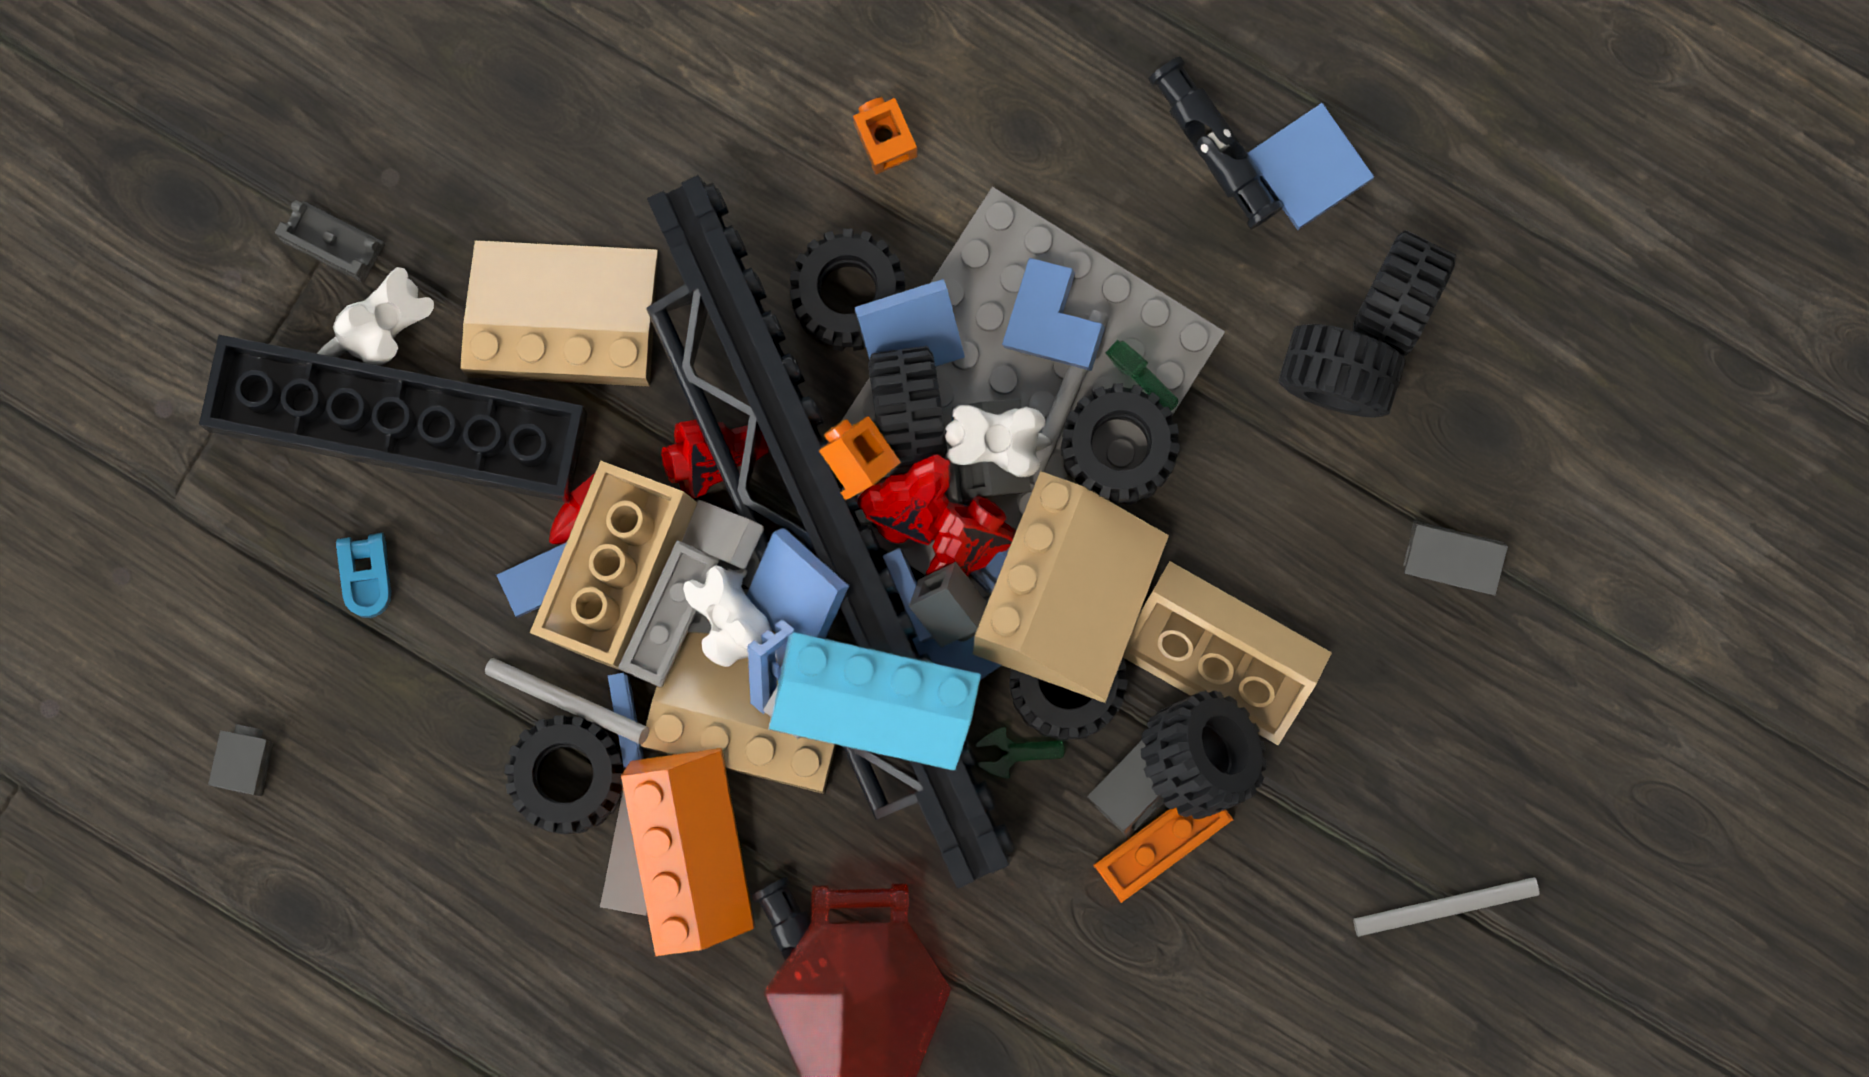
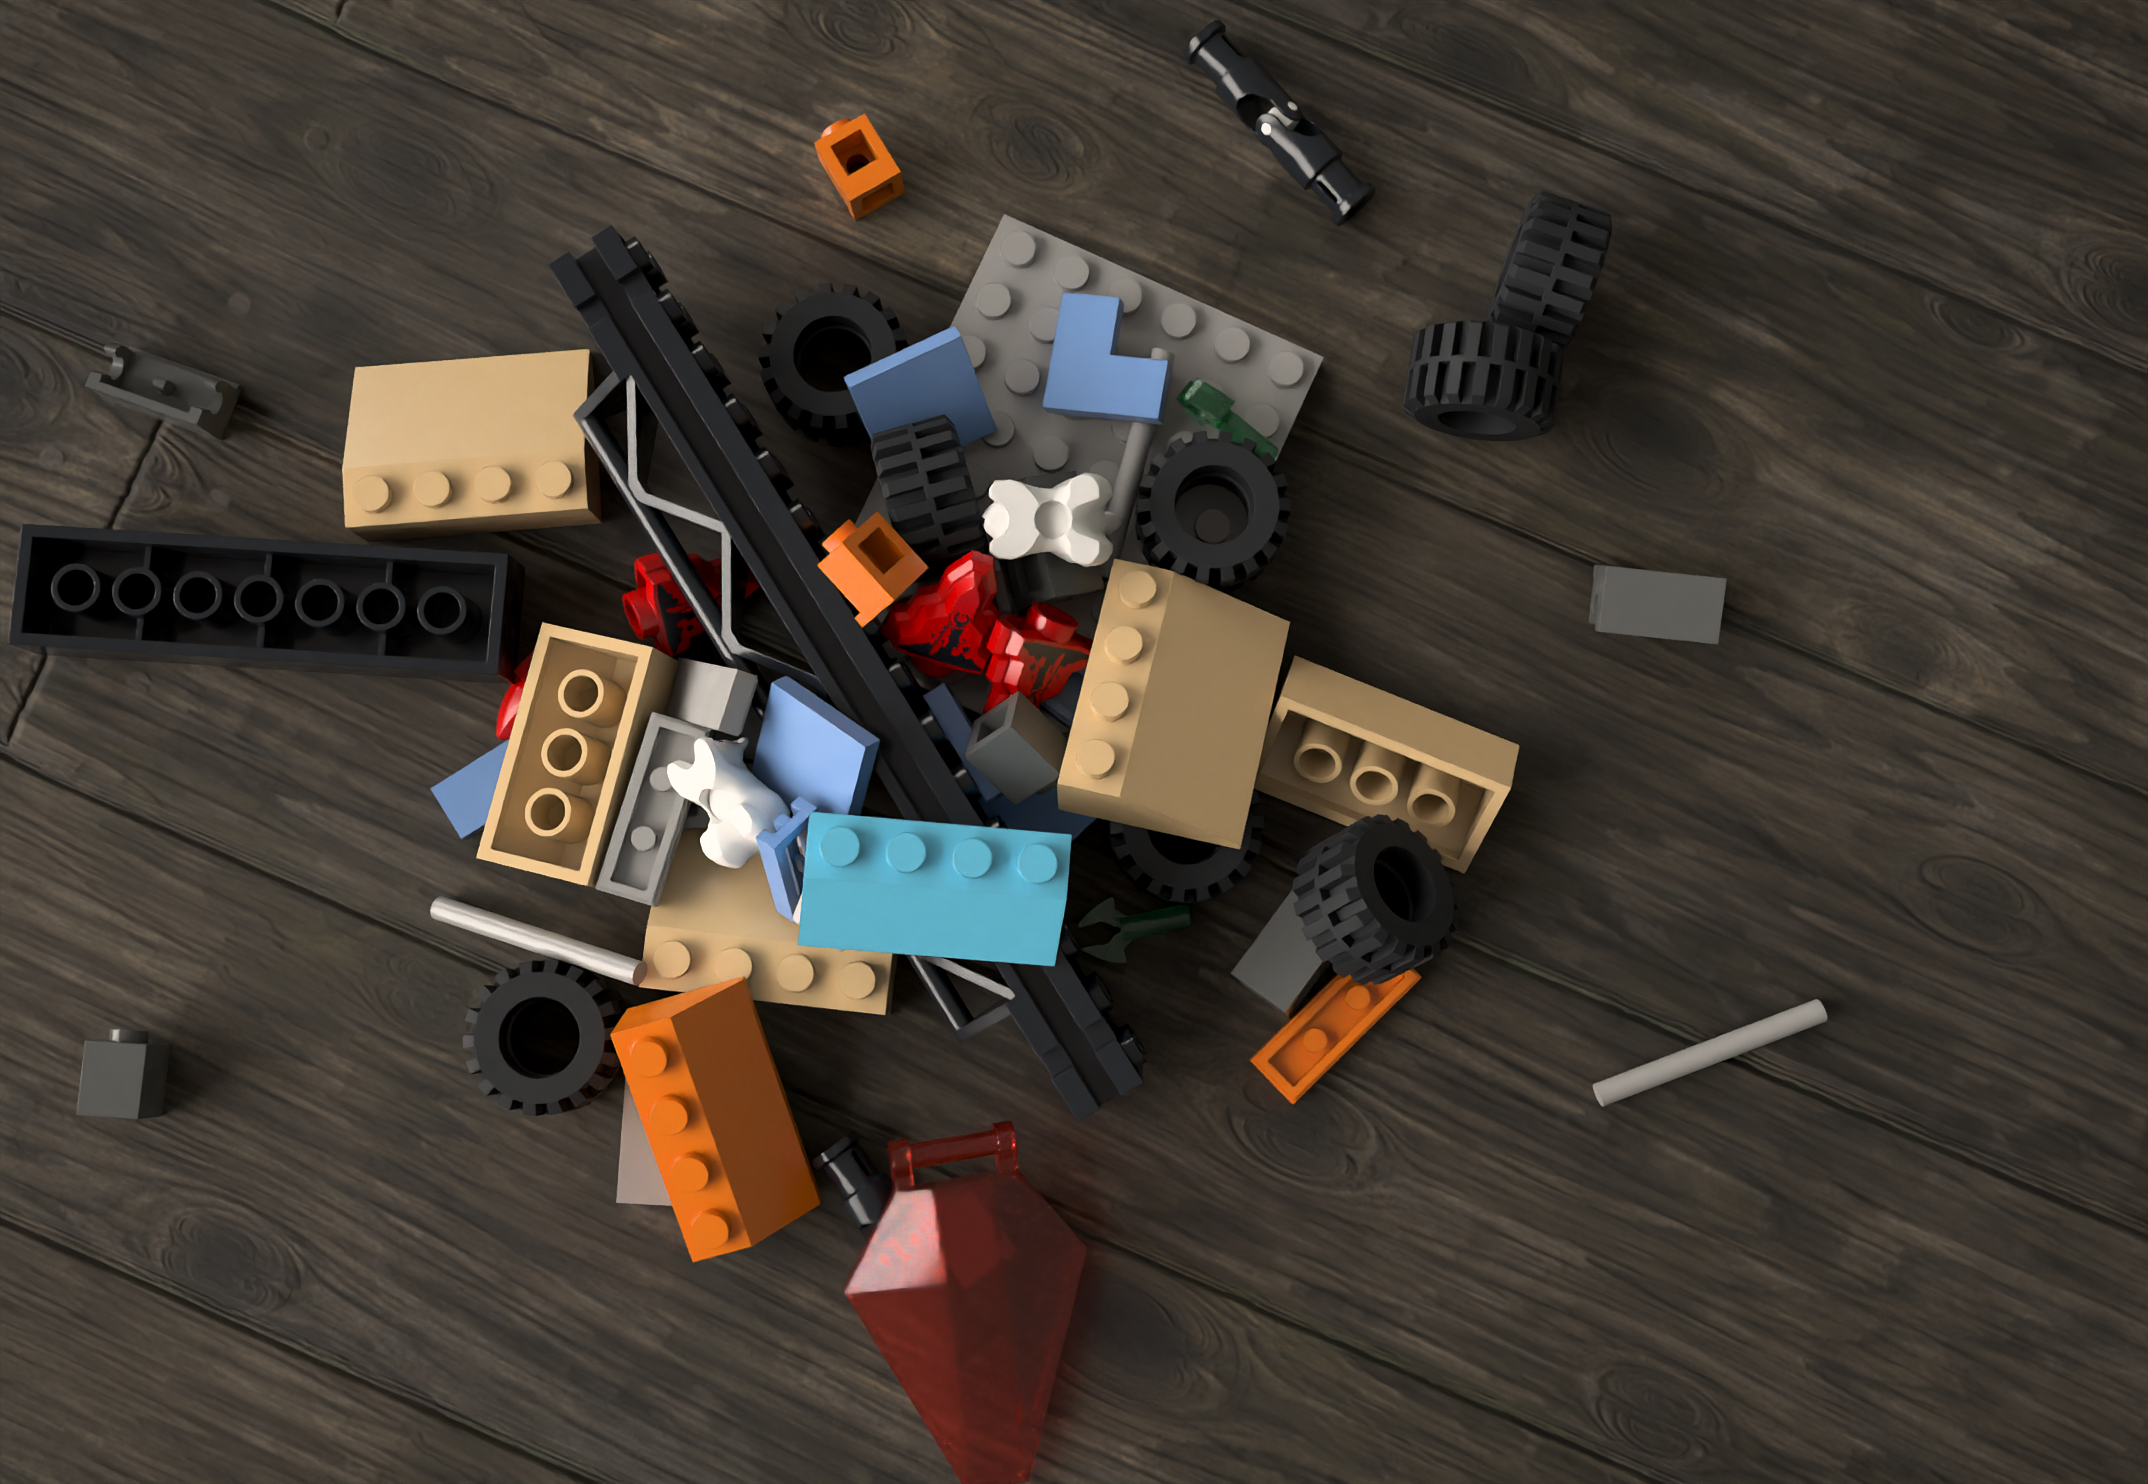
camera: 10 degrees left, 0 degrees up
(365, 591) = (263, 832): dark azure plate -> none
(371, 325) = (228, 488): white animal -> none
(624, 705) = (616, 935): medium blue tile -> none
(1310, 166) = (1402, 138): medium blue tile -> none

